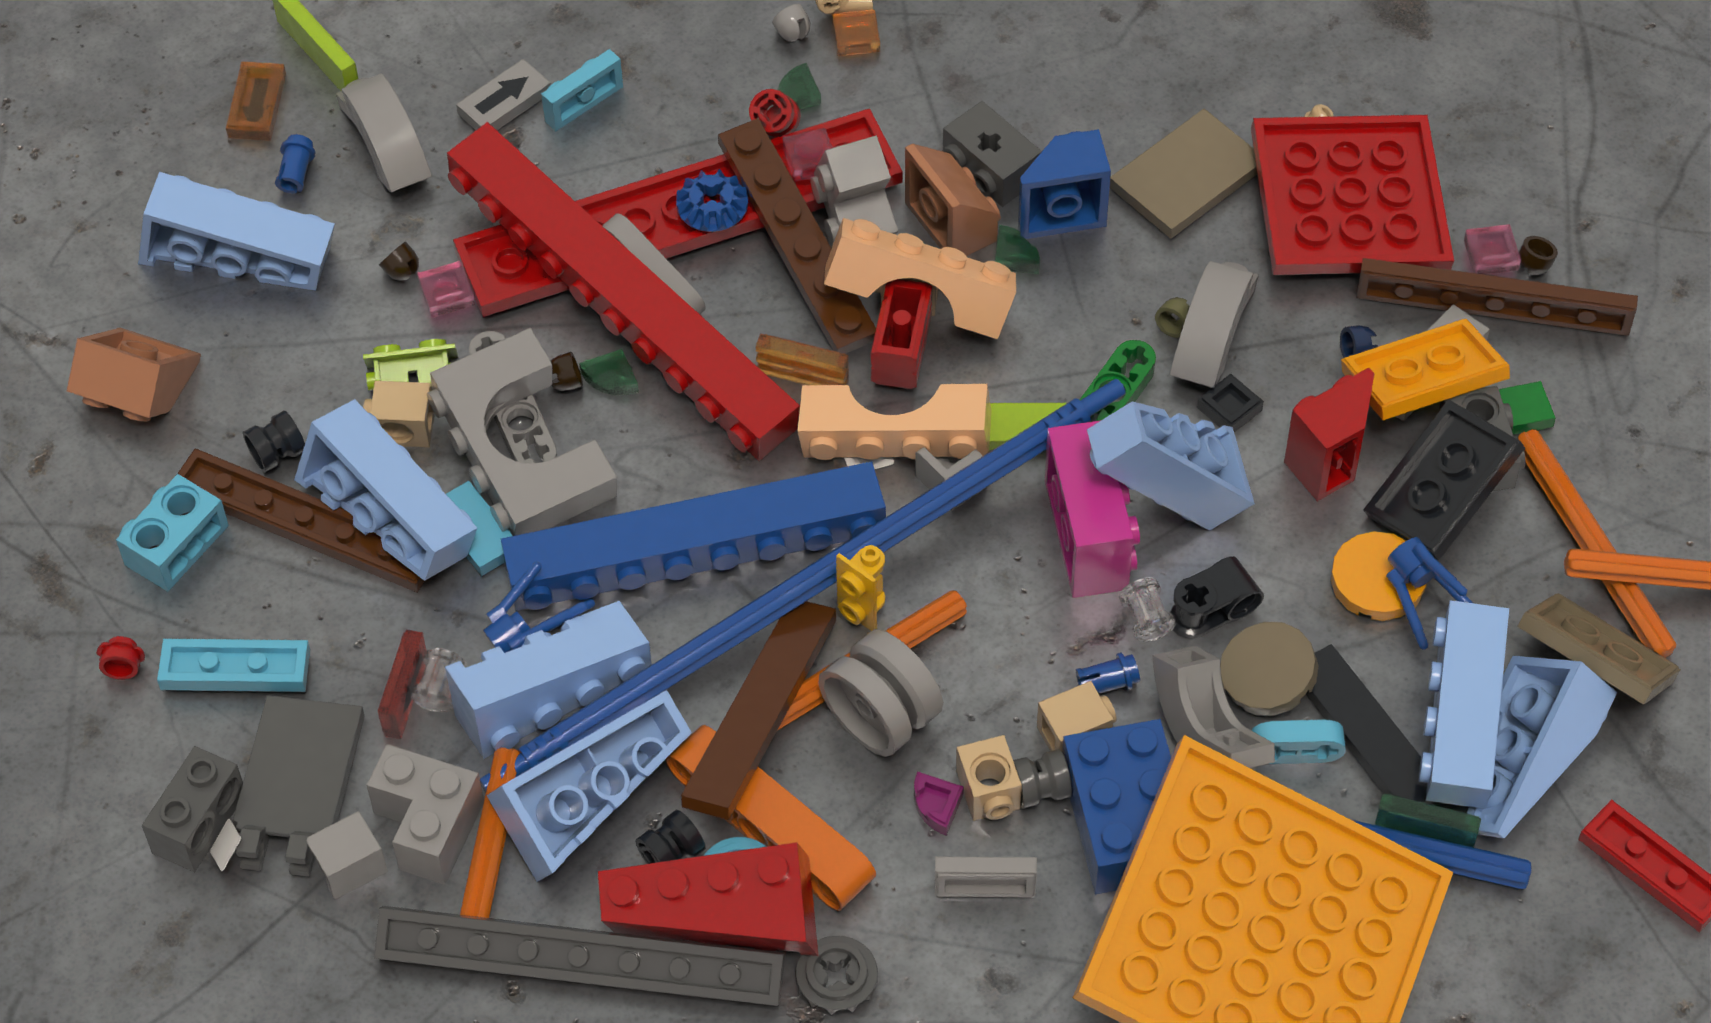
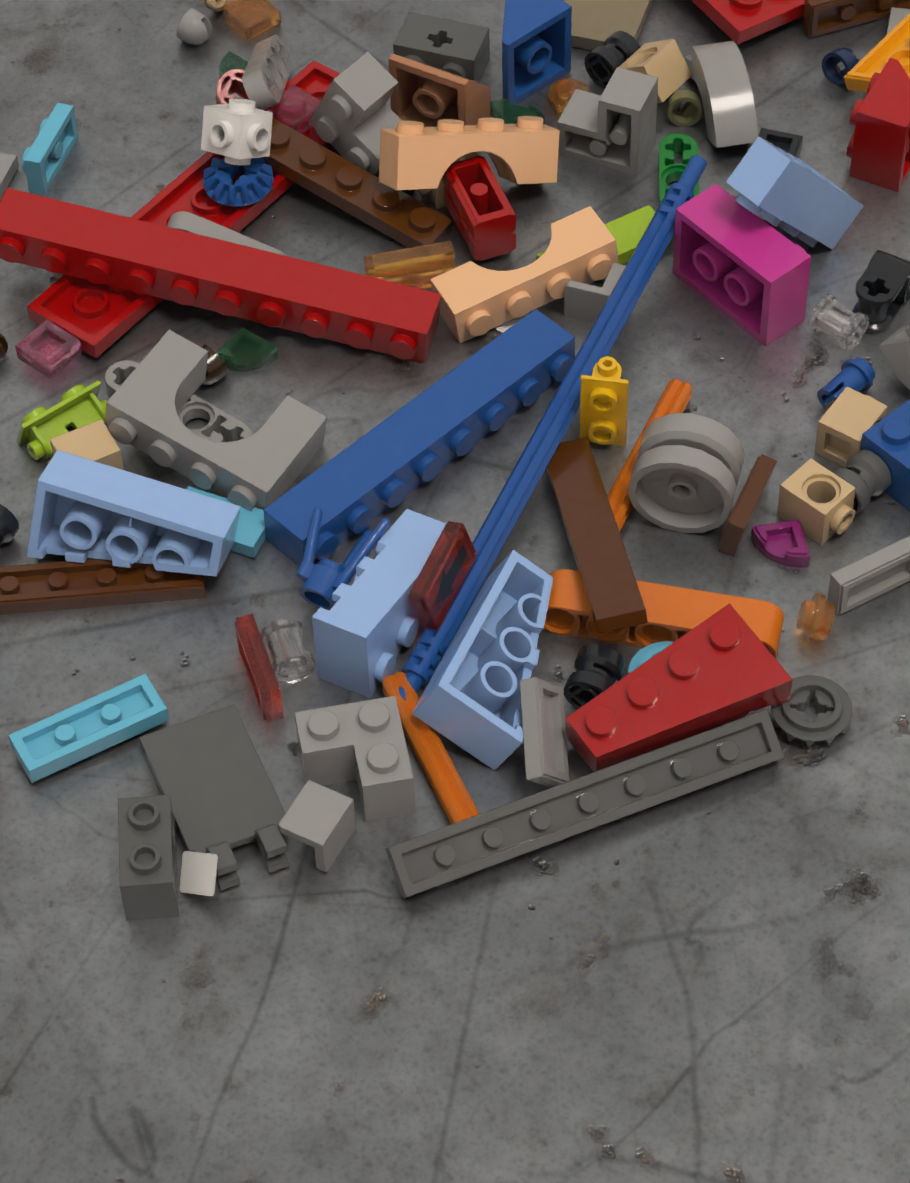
camera: 30 degrees left, 5 degrees down
(575, 882) = (544, 732): none -> light grey tile
(598, 681) = (442, 575): none -> clear red tile
(723, 158) = (237, 131): none -> white brick
(805, 106) = (267, 72): none -> light grey beam
(904, 889) = (816, 618): none -> clear orange plate
(924, 748) = (746, 504): none -> reddish brown tile
(1078, 255) = (561, 92): none -> clear orange plate
(1086, 304) = (612, 127): none -> light grey brick
(1143, 236) = (605, 59): none -> black wheel
(1164, 269) = (663, 61): none -> tan brick

